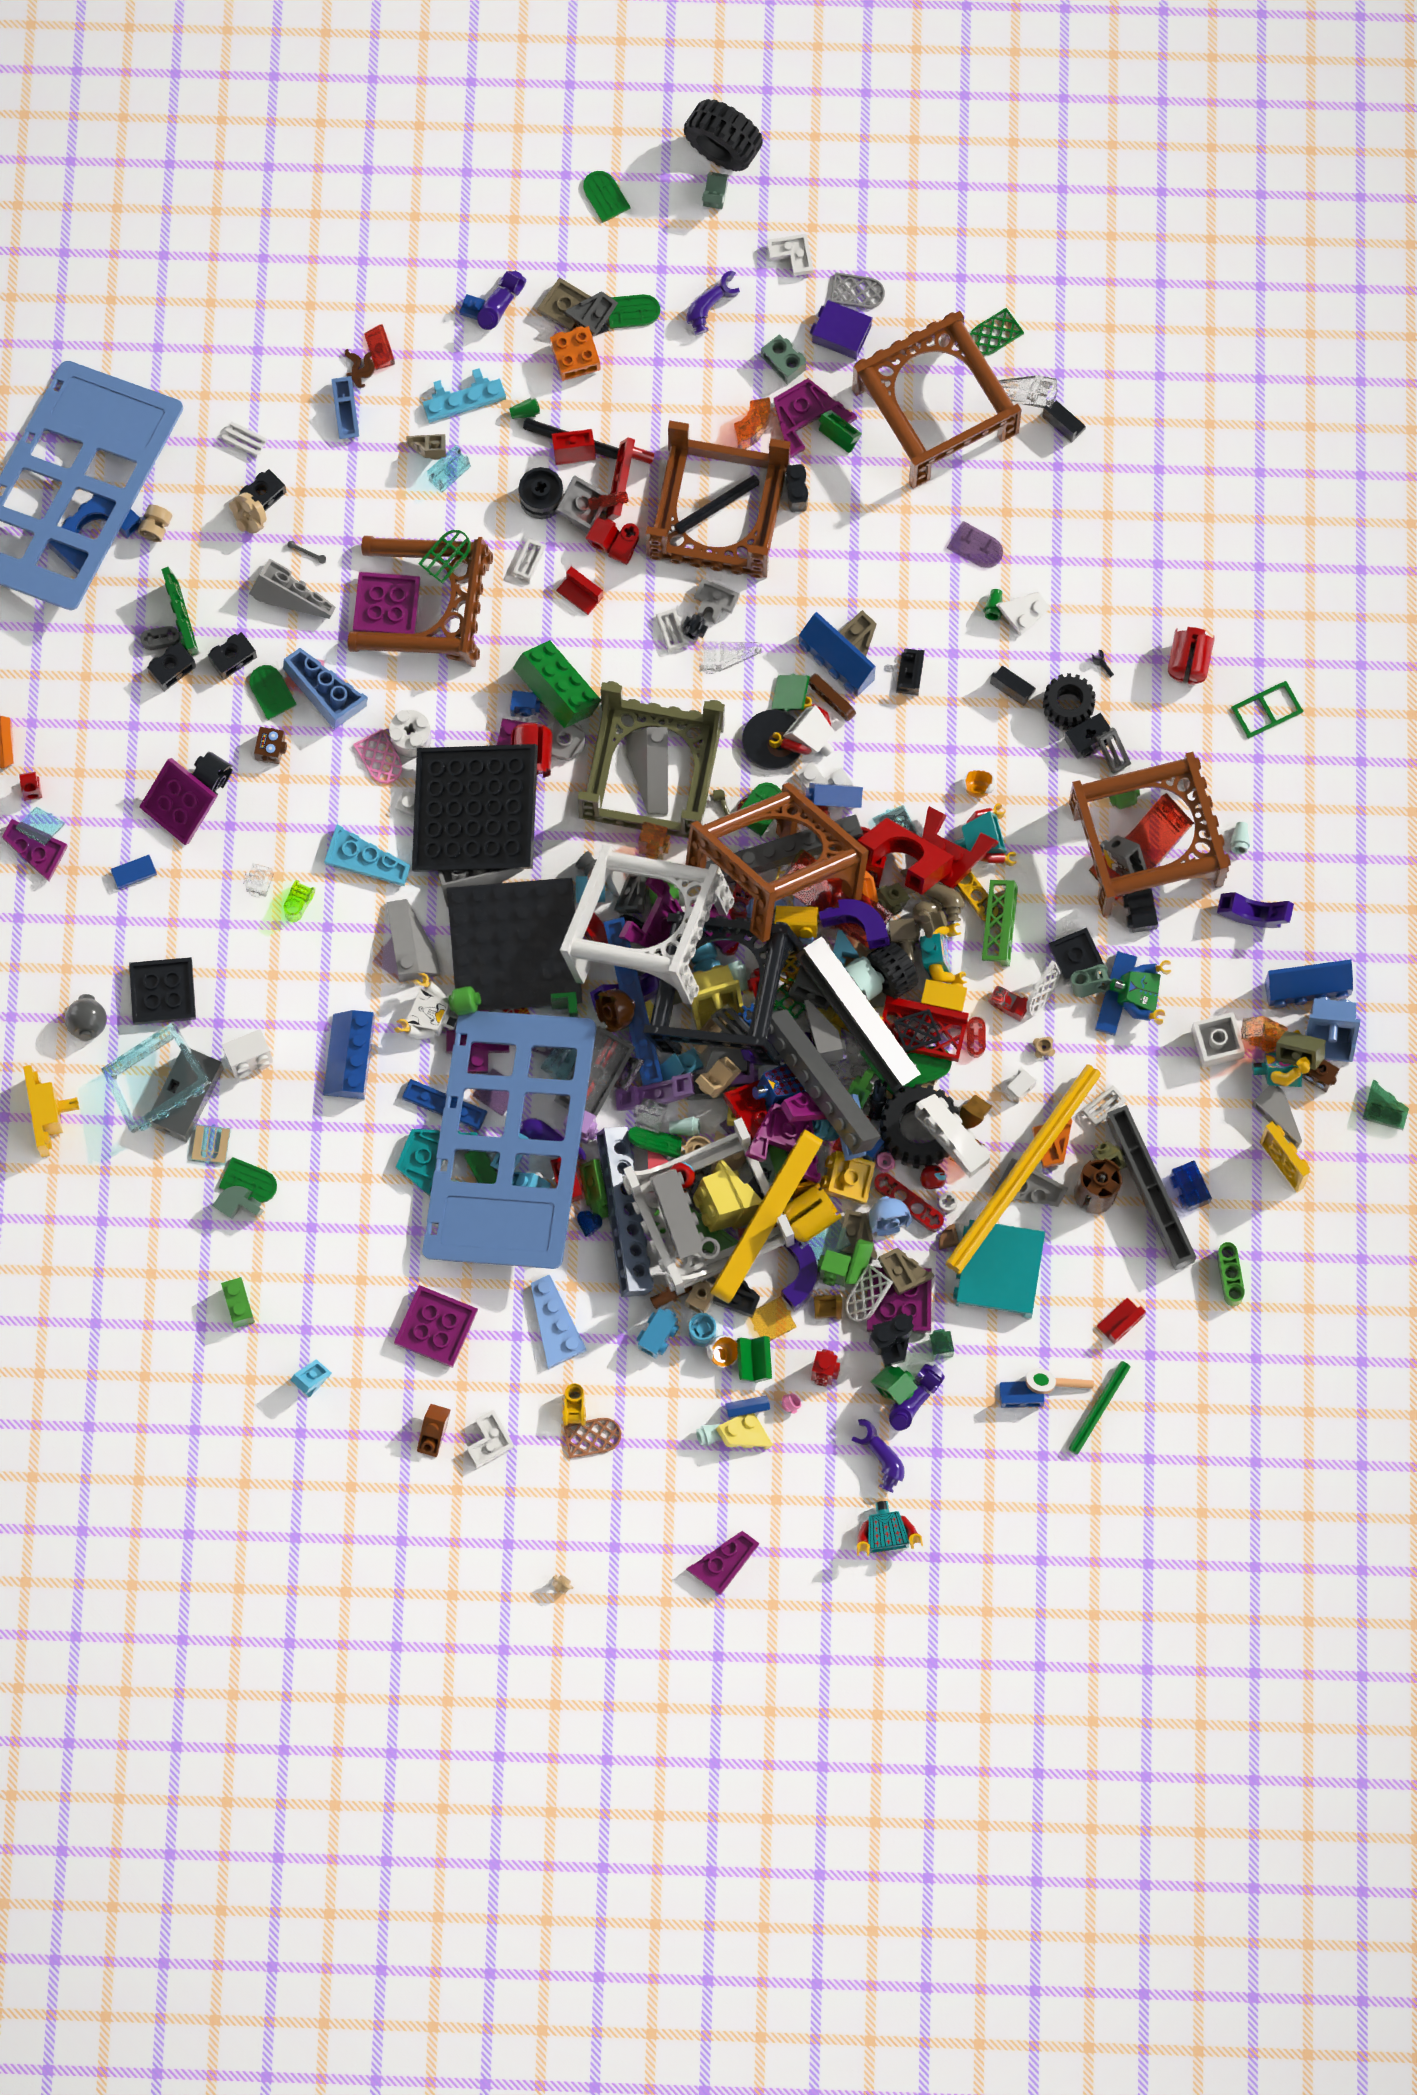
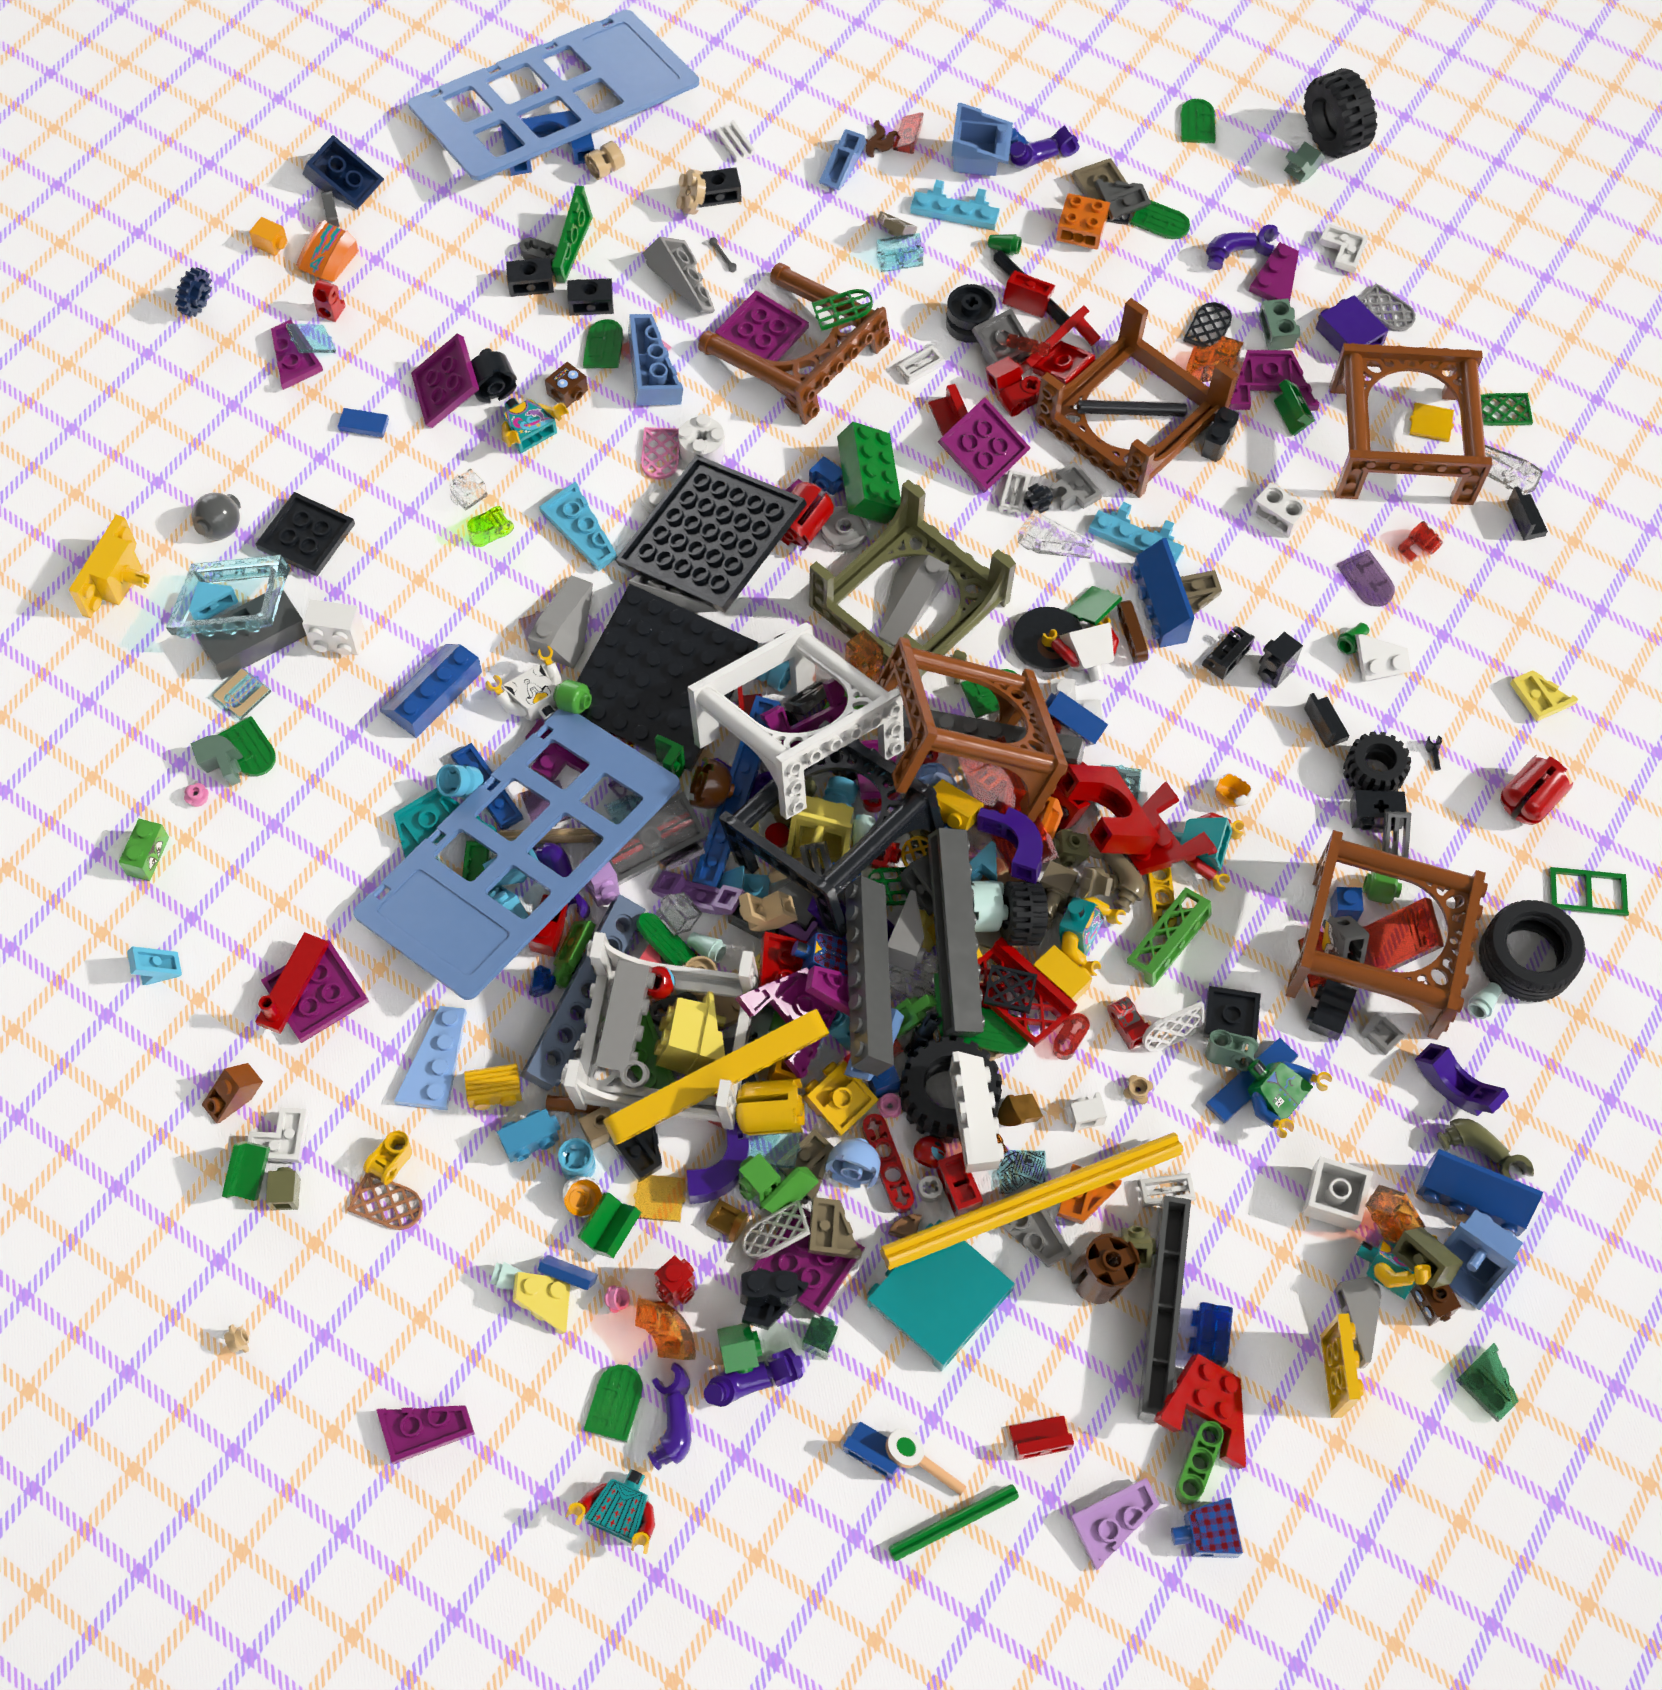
camera: 30 degrees right, 10 degrees down
(134, 1087) = (211, 599): none -> medium azure slope
(239, 1245) = (199, 799): none -> bright pink plate
(265, 795) = (529, 423): none -> torso
(419, 1330) = (291, 984): none -> red piece
(427, 1114) = (458, 780): none -> medium azure wheel
(450, 327) = (979, 141): none -> medium blue piece
(487, 1473) = (246, 1170): none -> green panel
(518, 1471) = (283, 1189): none -> olive brick
(529, 1106) = (559, 835): none -> tan axle
(609, 1315) = (493, 1086): none -> yellow brick
(626, 606) = (984, 444): none -> magenta plate
(643, 494) = (1064, 362): none -> red tile
(679, 1014) = (777, 834): none -> red tile
(736, 390) = (1189, 339): none -> black window
(755, 311) = (1277, 274): none -> magenta wing
(770, 616) = (1119, 530): none -> medium azure hinge
(835, 1469) = (615, 1403): none -> green window
(839, 1401) = (667, 1328): none -> clear orange brick
(878, 532) = (1275, 507): none -> white brick
(948, 377) = (1431, 422): none -> yellow piece
(952, 659) = (1279, 659): none -> black brick
(967, 1189) = (958, 1185): none -> red brick
(997, 487) = (1424, 538): none -> clear red piece
(1002, 1149) = (1021, 1168): none -> clear light blue piece
(1108, 824) = (1347, 902): none -> blue brick
(1153, 571) = (1540, 695): none -> light yellow wing
(1184, 904) = (1382, 1033): none -> light grey tile
(1198, 1342) = (1113, 1519): none -> lavender wing
(1213, 1226) = (1215, 1397): none -> red wing
(1252, 754) = (1549, 923): none -> black tyre
(1262, 1312) = (1210, 1531): none -> blue torso
(1284, 942) = (1473, 1134): none -> olive piece

